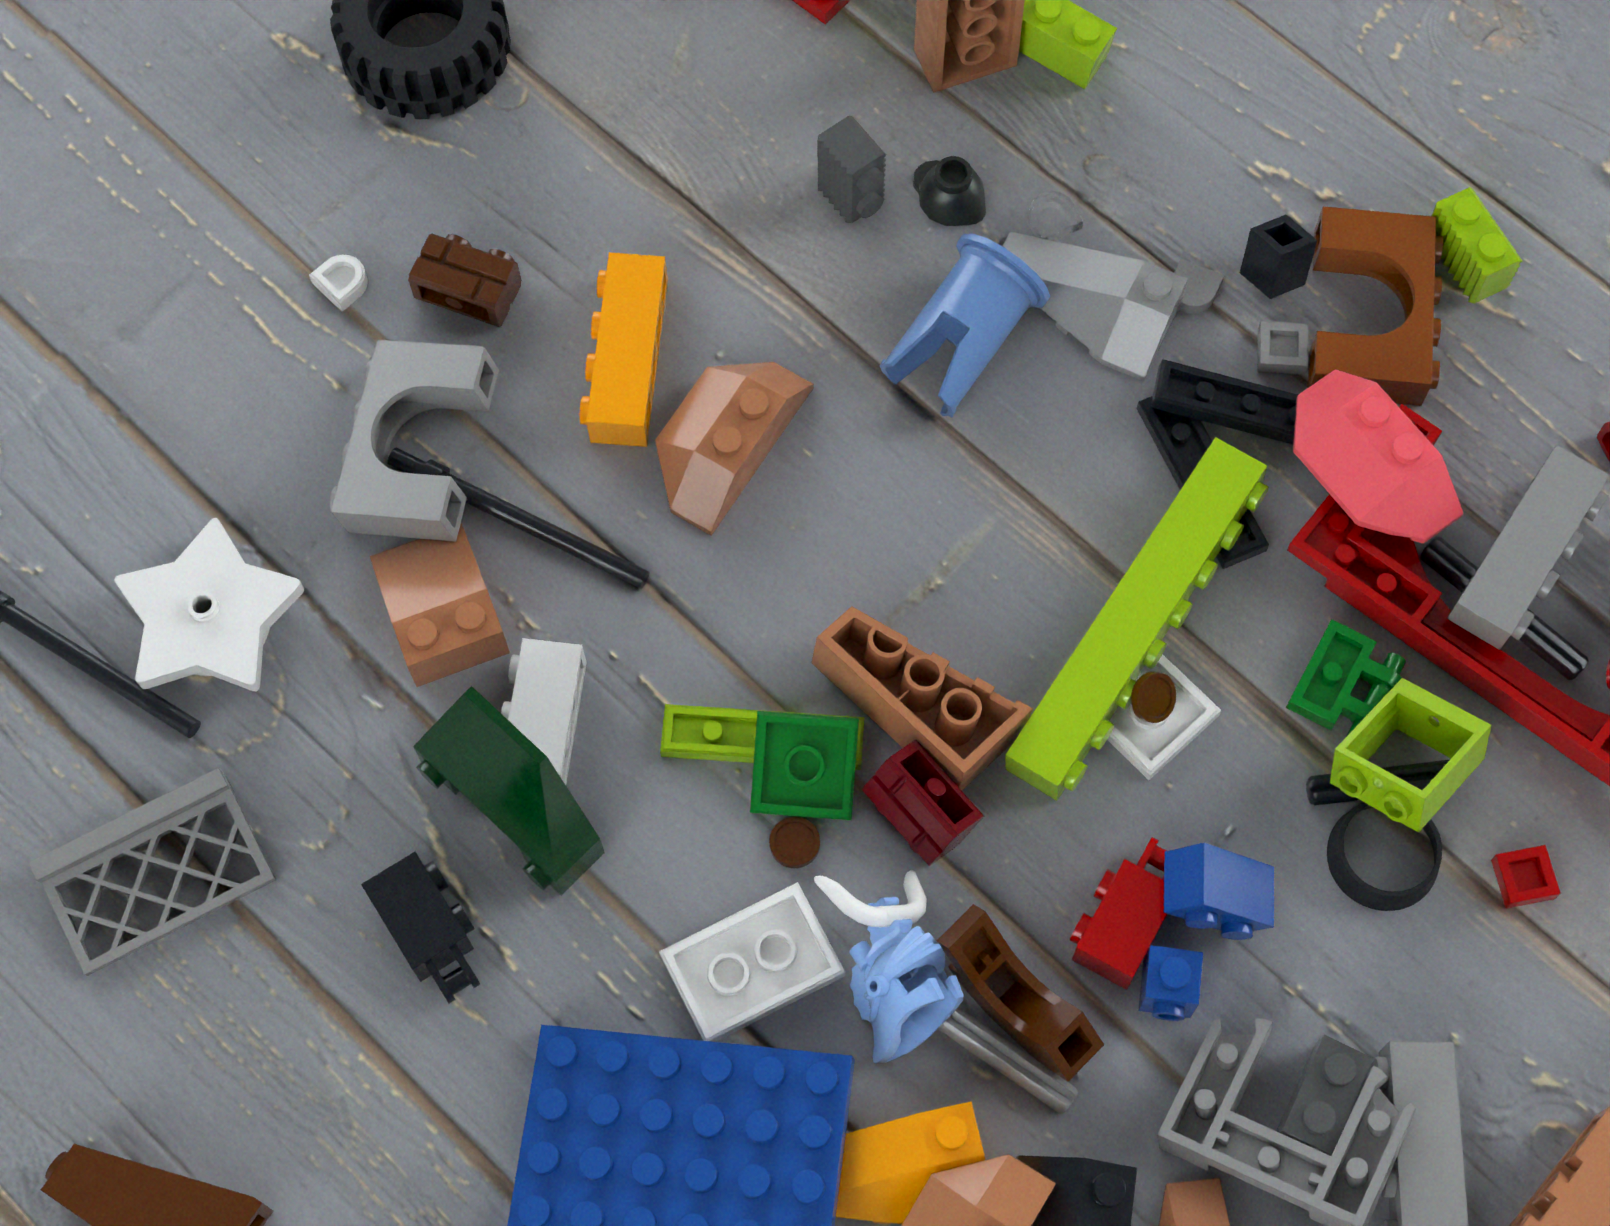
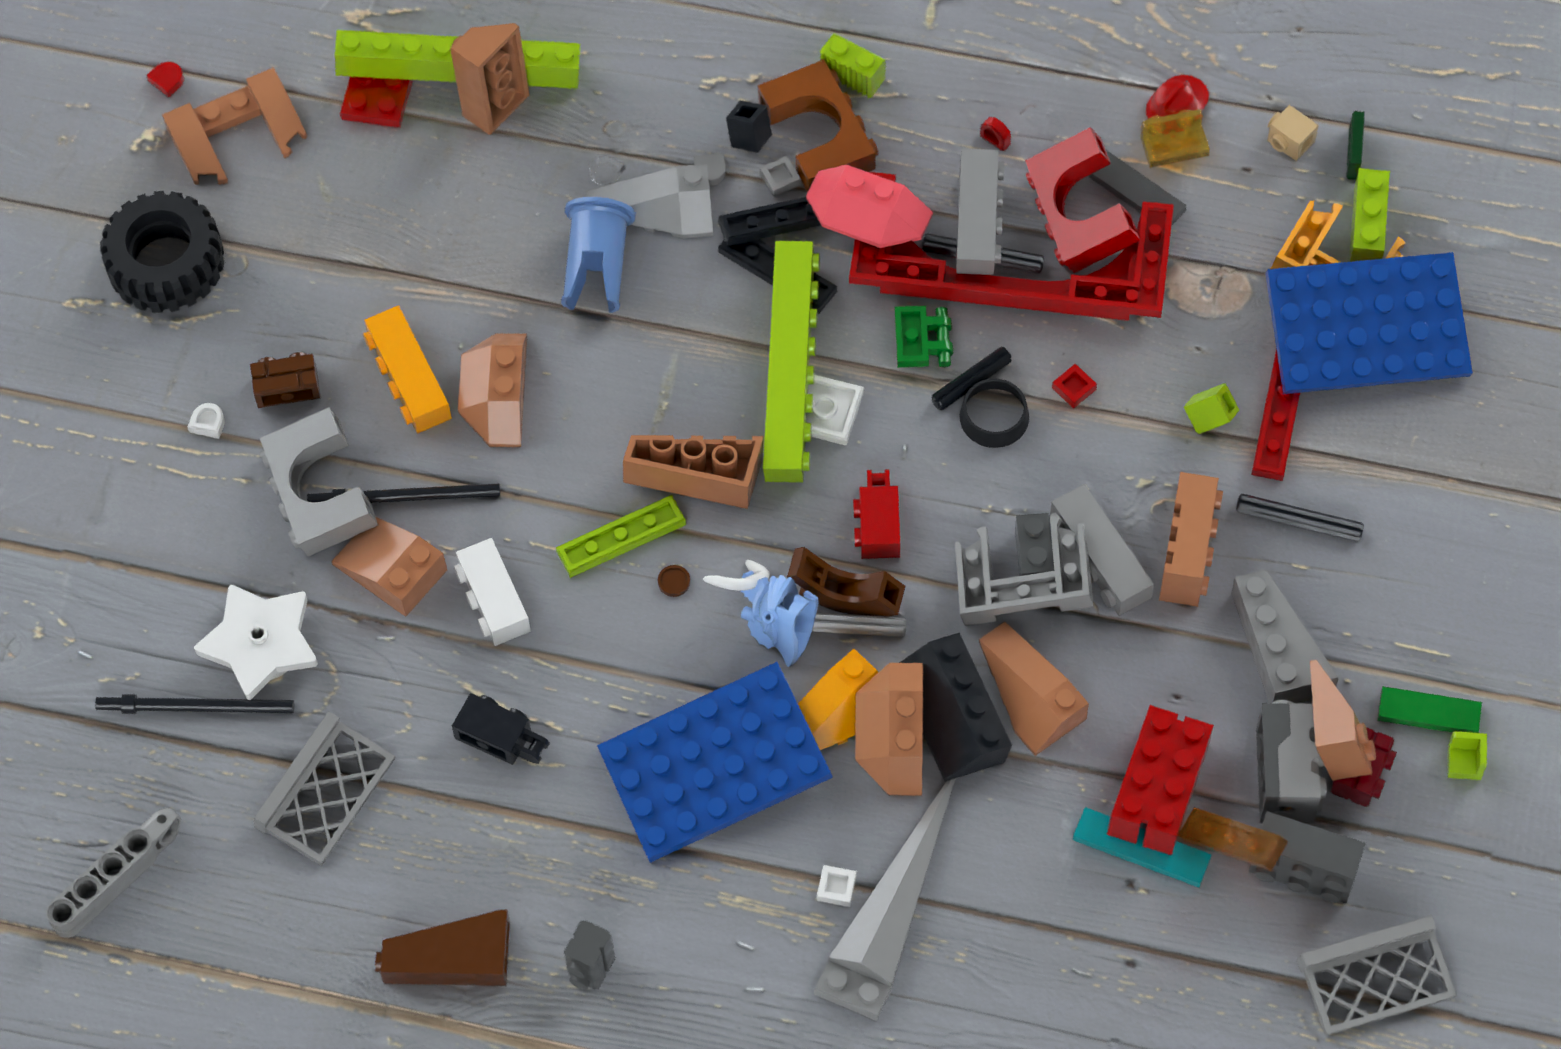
camera: 30 degrees left, 5 degrees down
(514, 786) = (502, 619): dark green wedge -> none
(752, 964) = (690, 653): white tile -> none
(804, 765) = (655, 535): green tile -> none
(851, 170) = (476, 202): dark grey brick -> none
(922, 802) = (732, 518): dark red brick -> none
(950, 192) = (537, 186): pearl dark grey piece -> none
(1153, 697) = (824, 397): reddish brown piece -> none
(1170, 982) = (921, 537): blue brick -> none
(1219, 890) = (919, 474): blue brick -> none
(1412, 712) = (964, 332): lime window -> none

